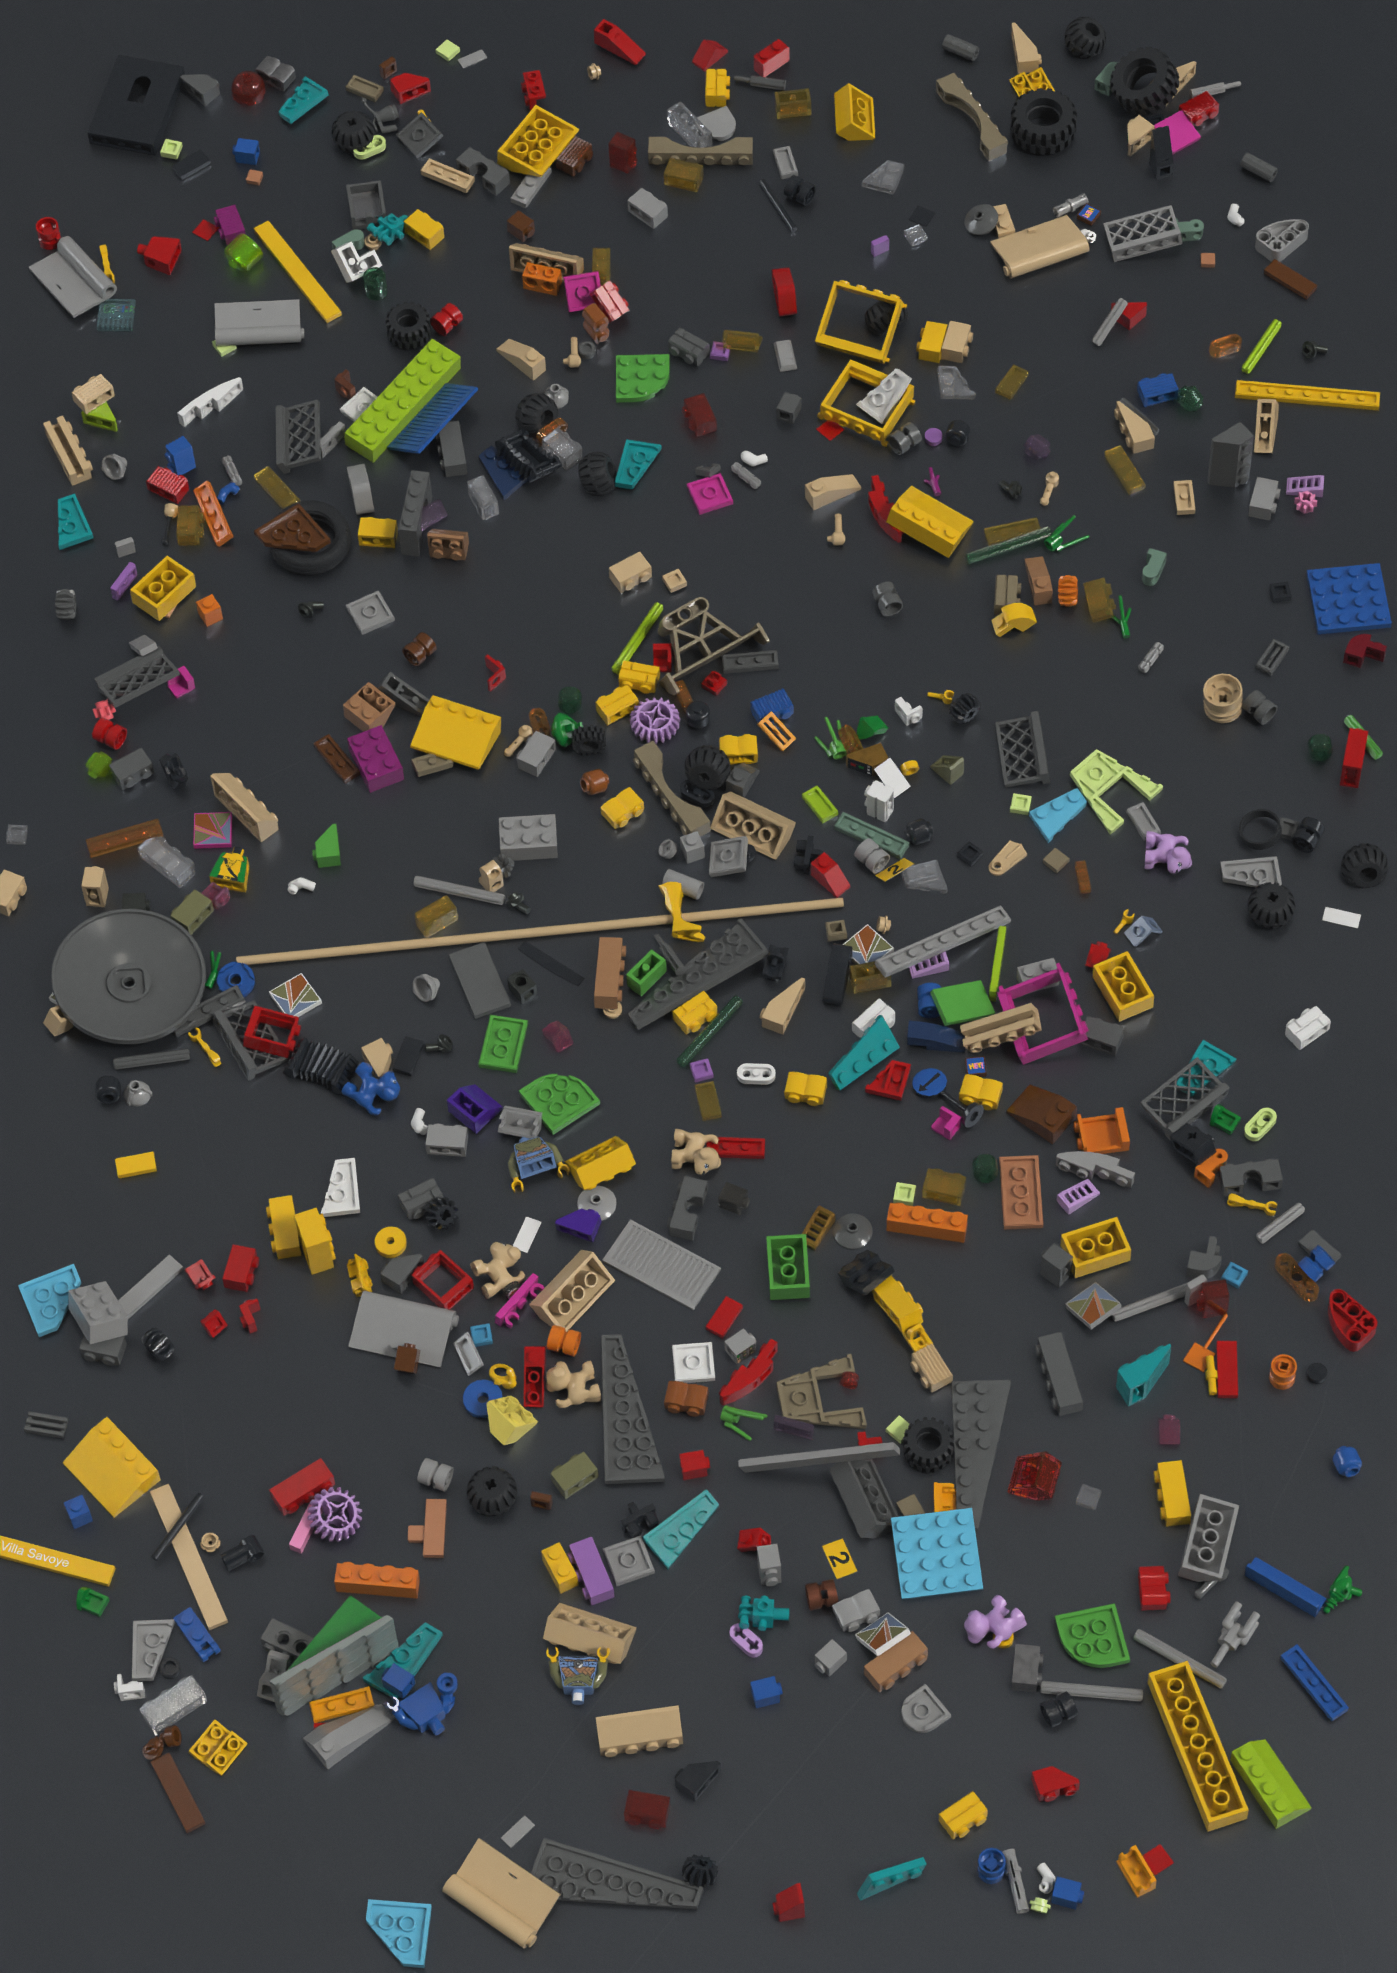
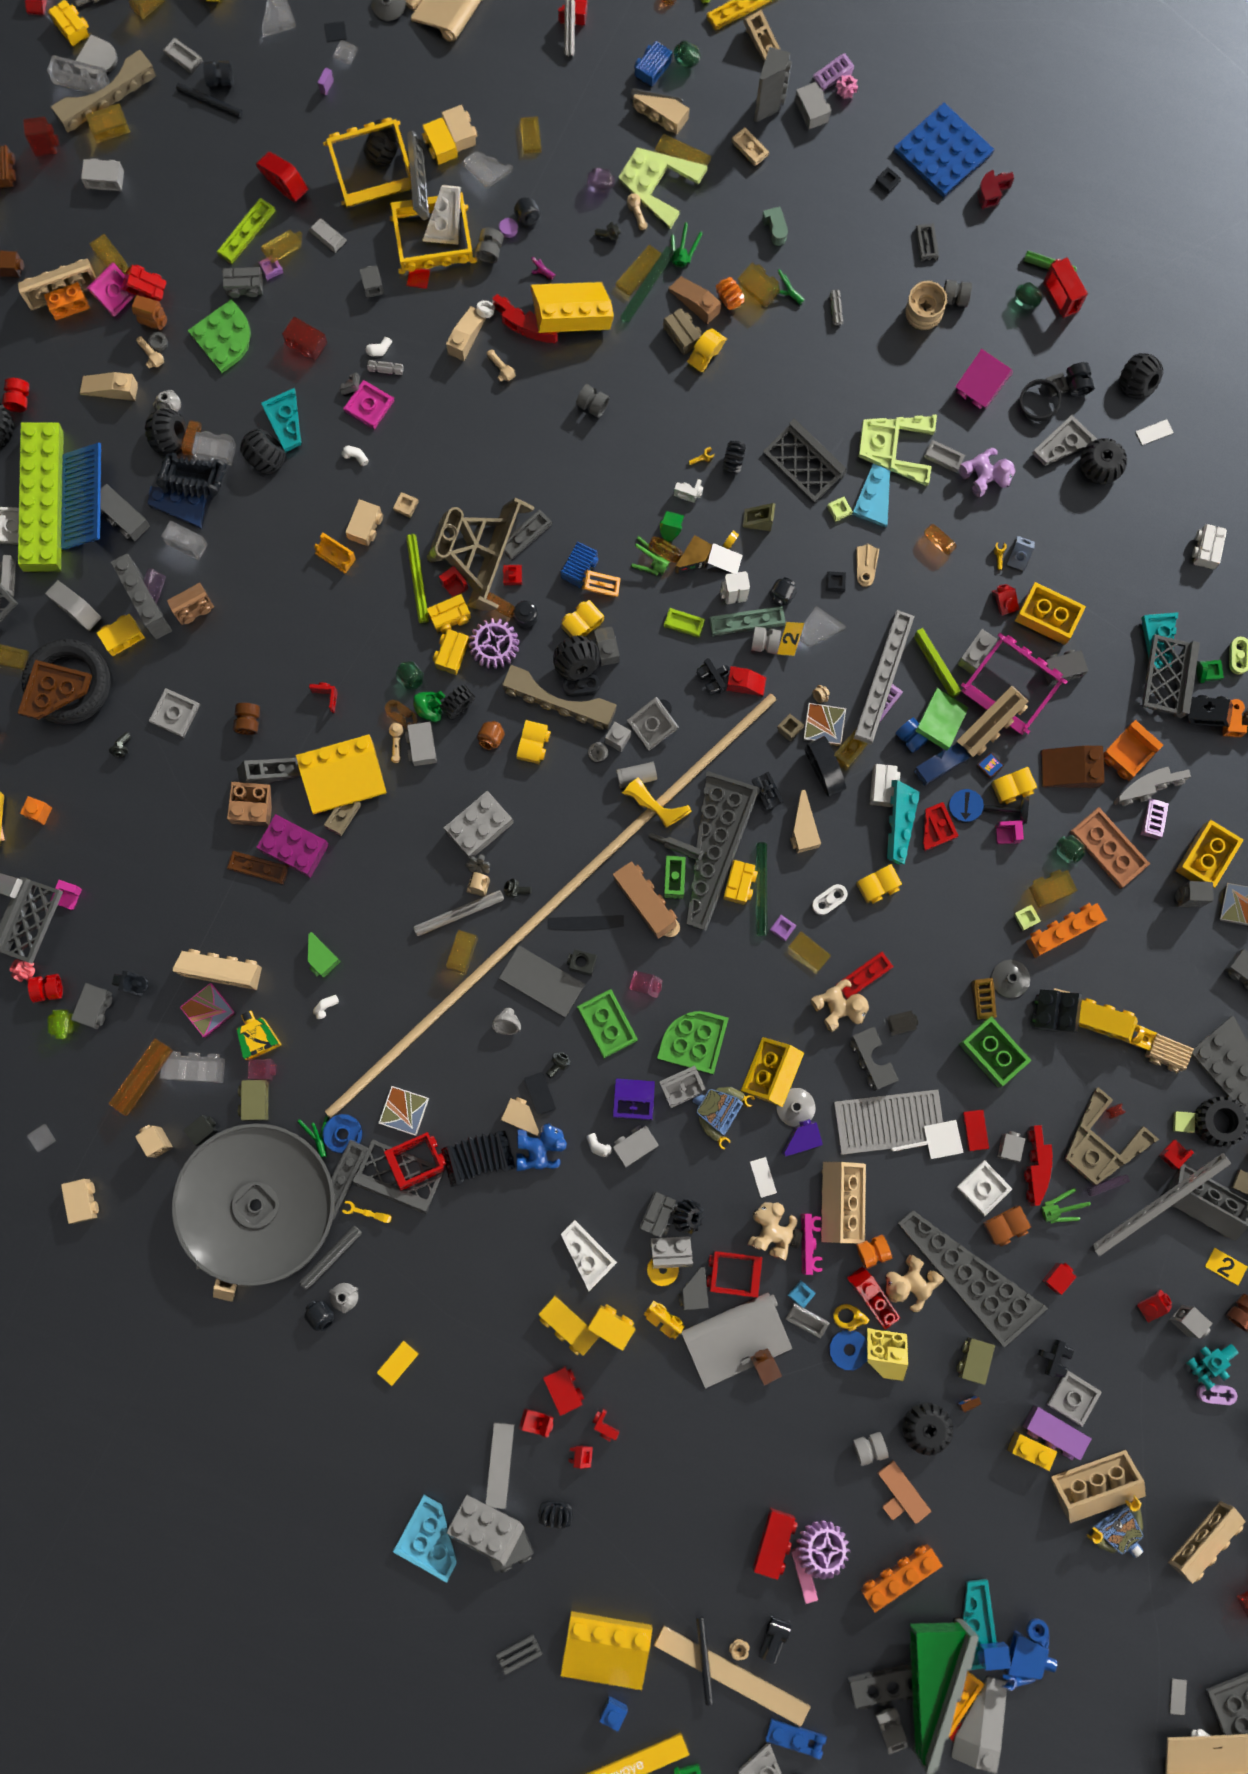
camera: 45 degrees left, 20 degrees up
(407, 1231) = (671, 1252): none -> light grey plate
(589, 579) = (334, 553): none -> light orange hinge
(669, 520) = (355, 452): none -> white arm
(679, 1529) = (1090, 1348): teal wing -> none
(690, 1303) = (941, 1138): none -> white piece
(724, 314) = (246, 231): none -> lime tile
(761, 826) = (649, 678): tan slope -> none
(861, 482) = (485, 309): none -> white tile
(888, 352) = (418, 177): none -> dark grey tile
(1056, 860) = (906, 539): dark tan tile -> none
(1081, 463) = (644, 173): none -> yellowish green wing
(1225, 783) = (983, 379): none -> dark pink slope

